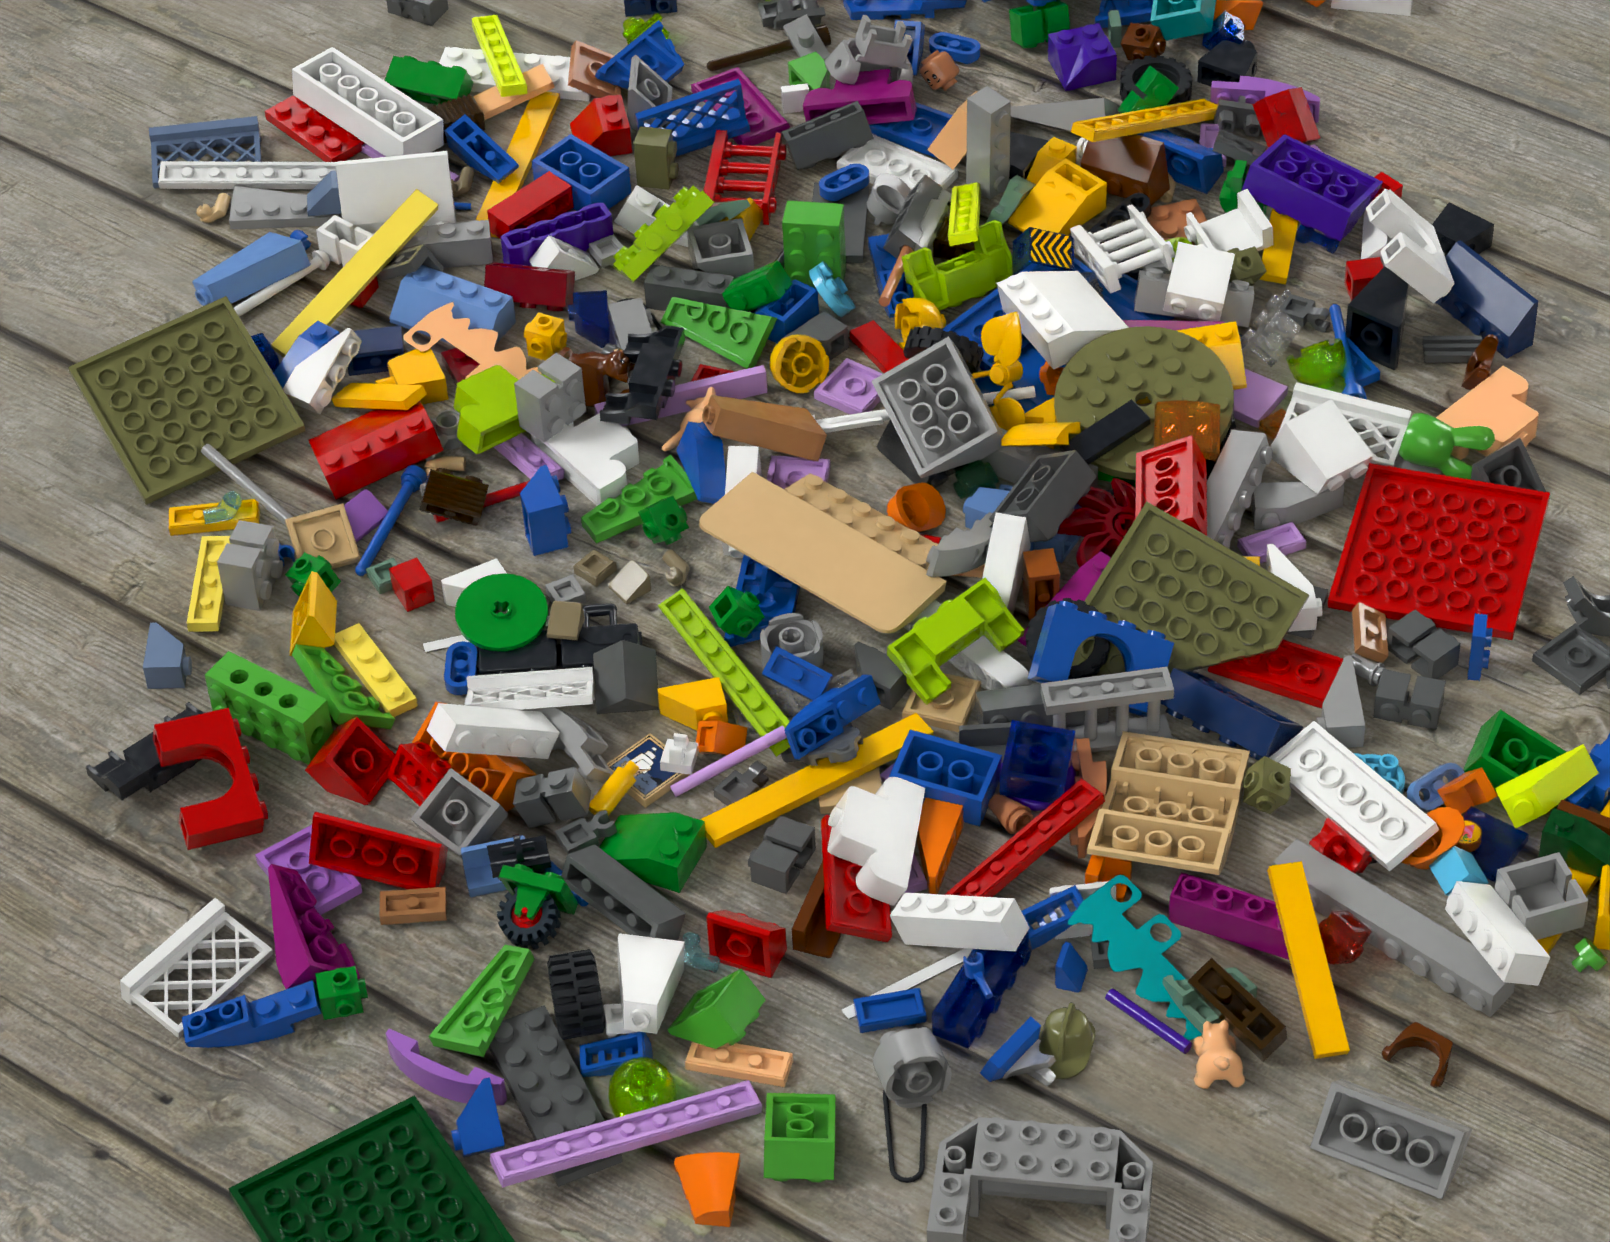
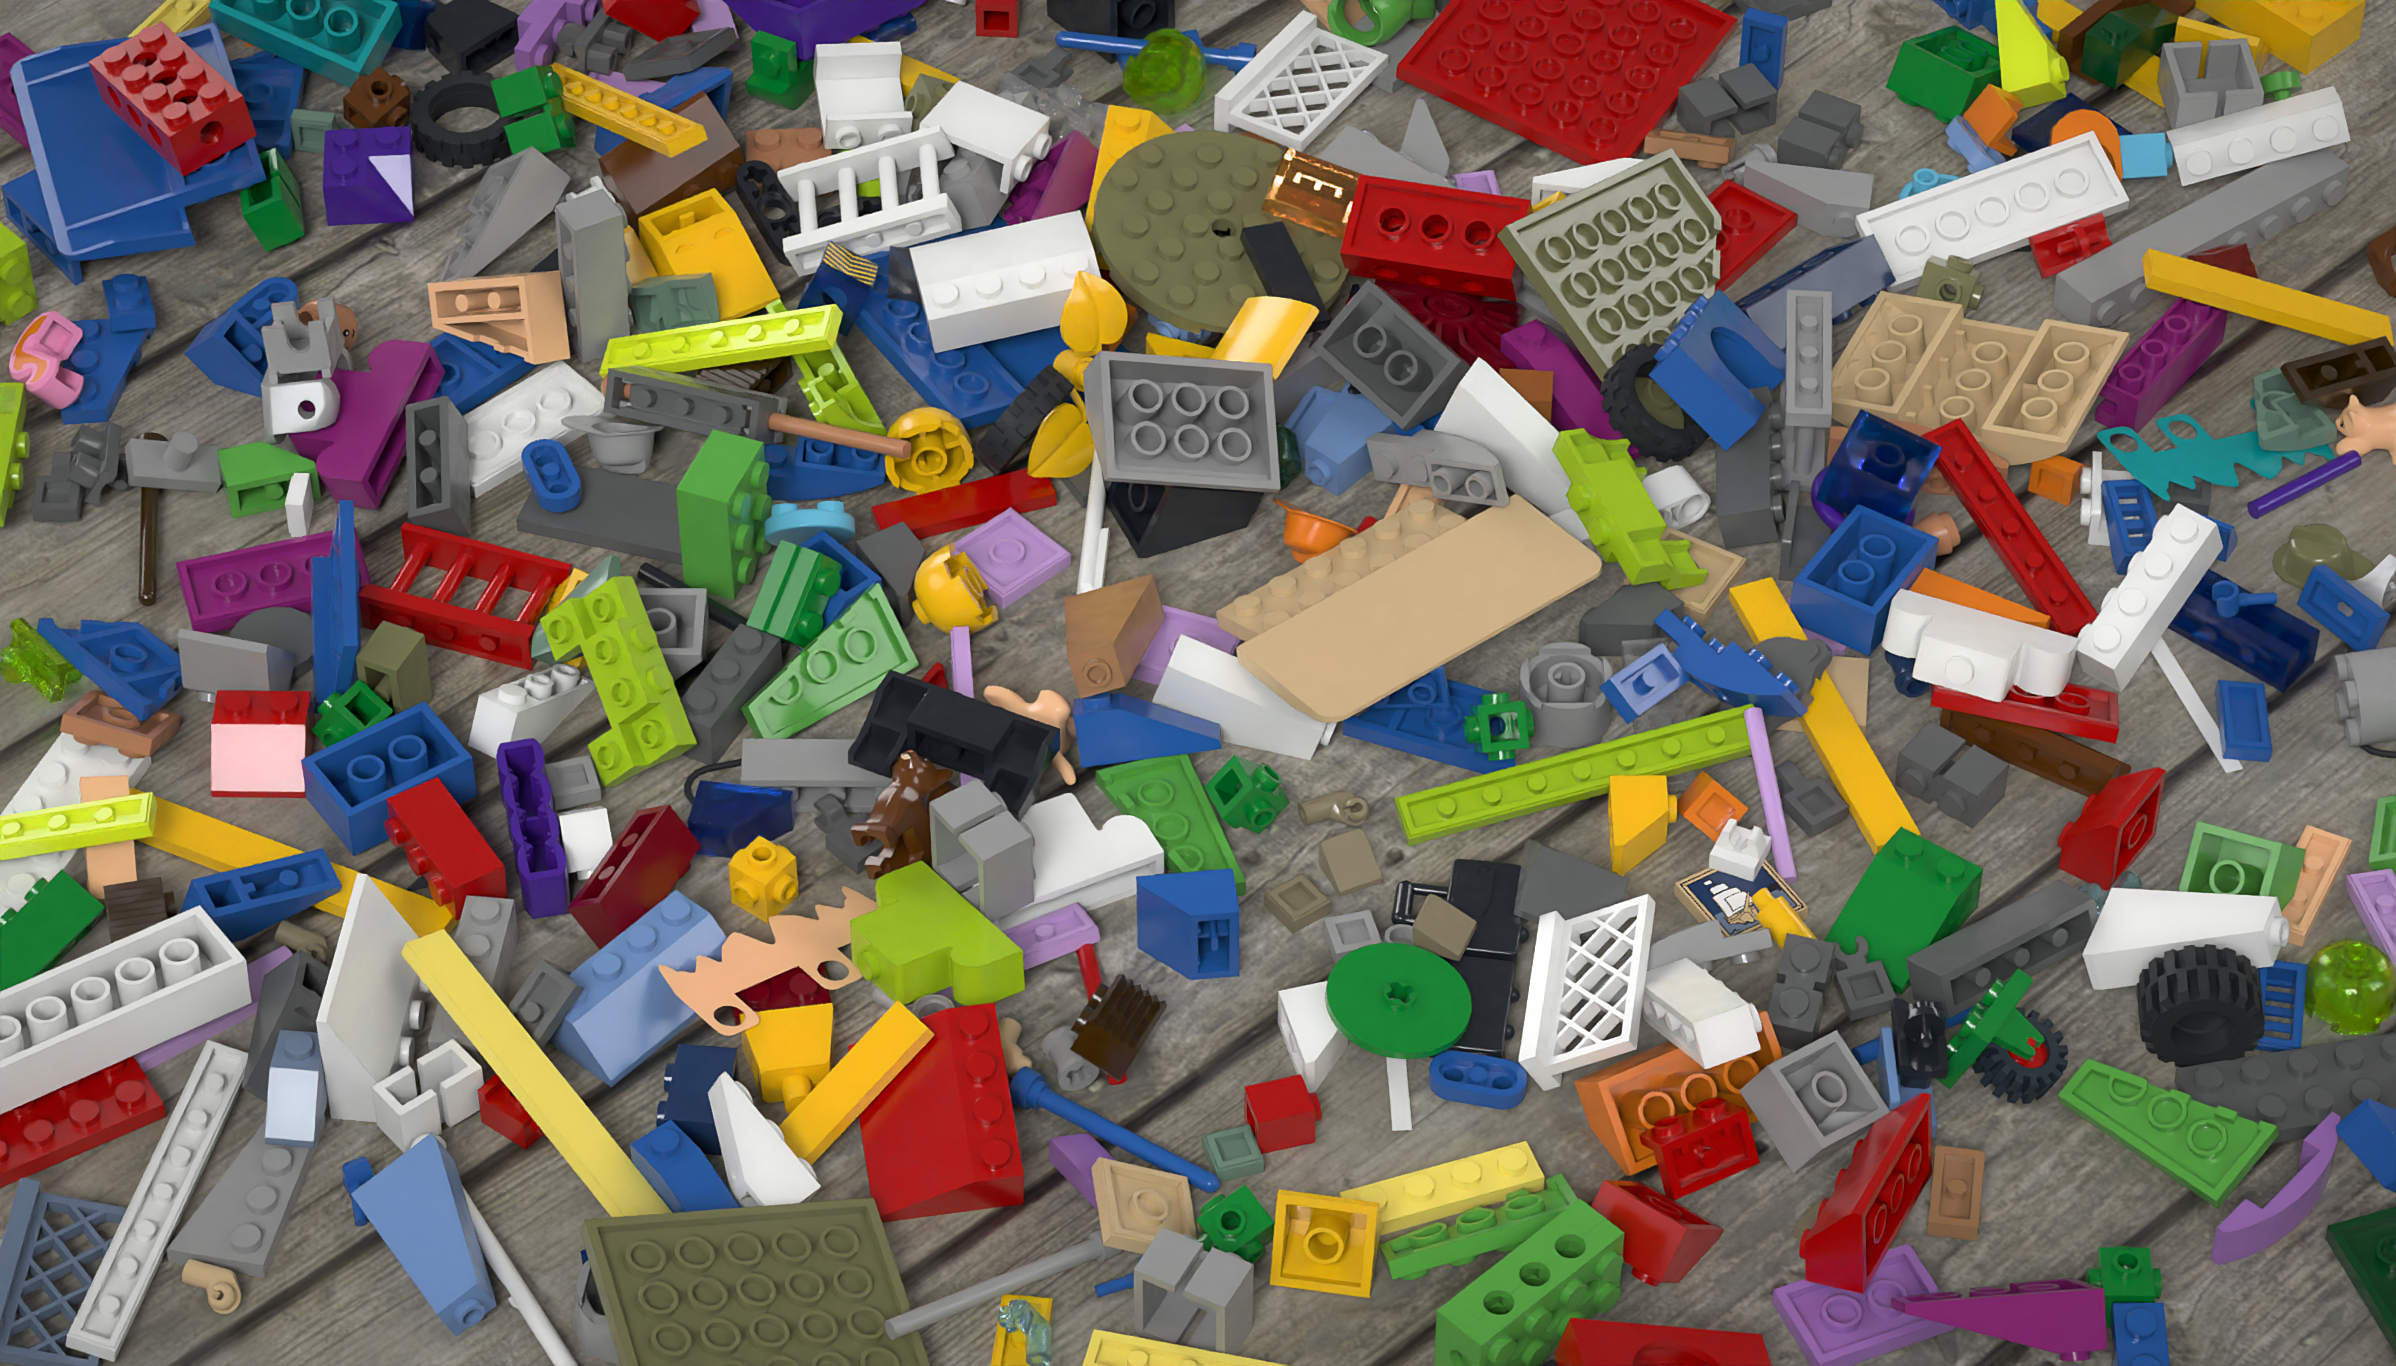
camera: 80 degrees left, 0 degrees up
(620, 145) = (349, 713): none -> green brick
(1321, 448) = (1375, 88): white slope -> none

